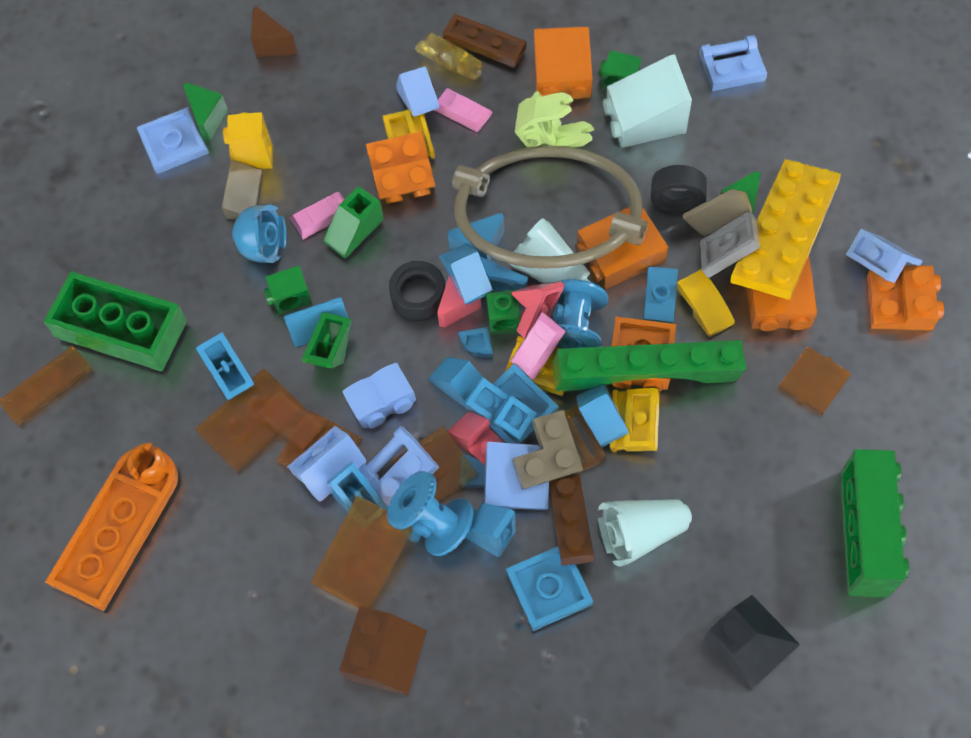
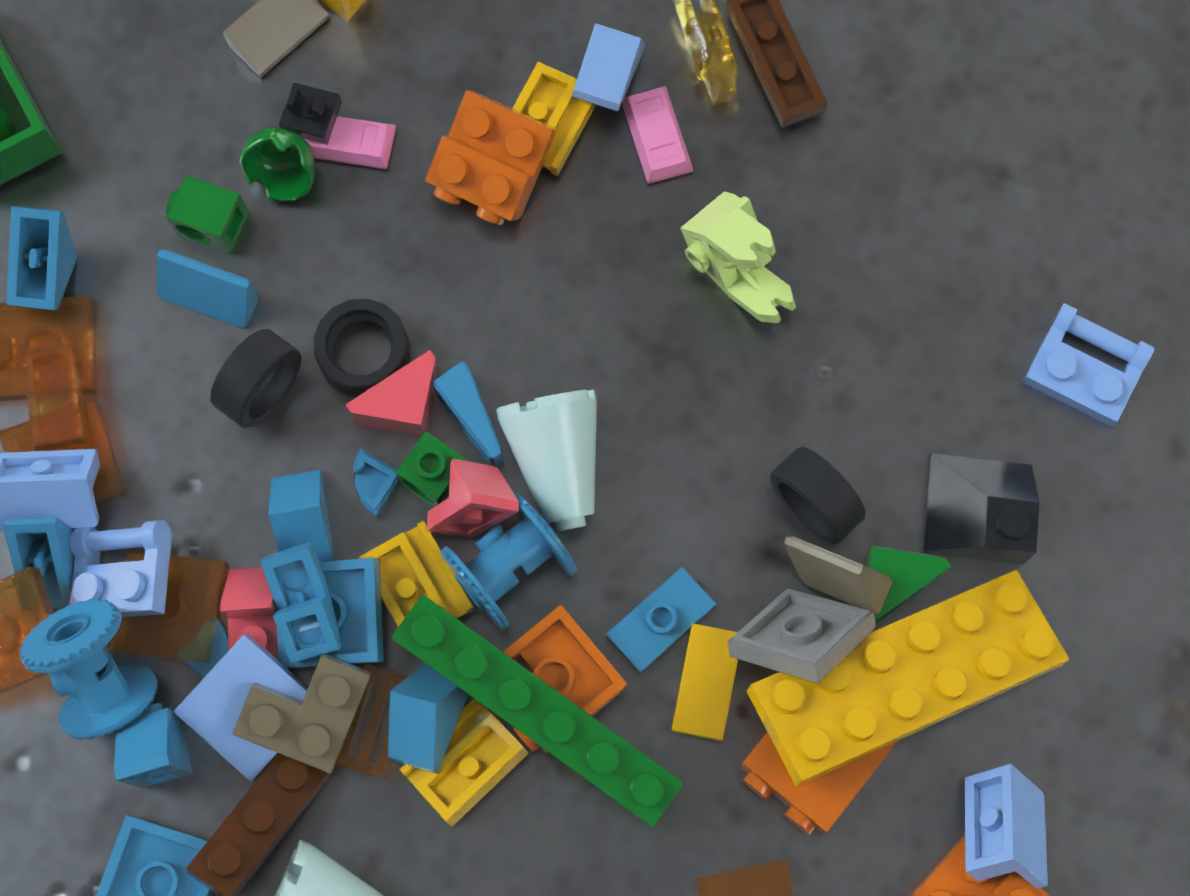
camera: 40 degrees right, 10 degrees up
(260, 233) = (233, 104): dark azure cylinder -> none
(297, 212) = (311, 112): none -> black tile
(304, 242) = (279, 163): none -> green hair
(328, 341) = (182, 331): green slope -> none
(353, 222) = (363, 187): green slope -> none
(379, 396) = (186, 454): light blue brick -> none
(384, 334) = (255, 378): none -> black tyre
(466, 273) = (424, 380): slope -> none
(488, 228) = (503, 342): dark azure slope -> none
(538, 345) = (416, 562): bright pink tile -> none
(563, 61) = (846, 175): orange brick -> none
(618, 67) = (912, 254): green brick -> none
(623, 227) = (675, 493): dark tan piece -> none
(627, 259) = (669, 508): orange brick -> none
(649, 104) = (897, 334): light aqua slope -> none
(749, 147) = (981, 509): none -> black slope

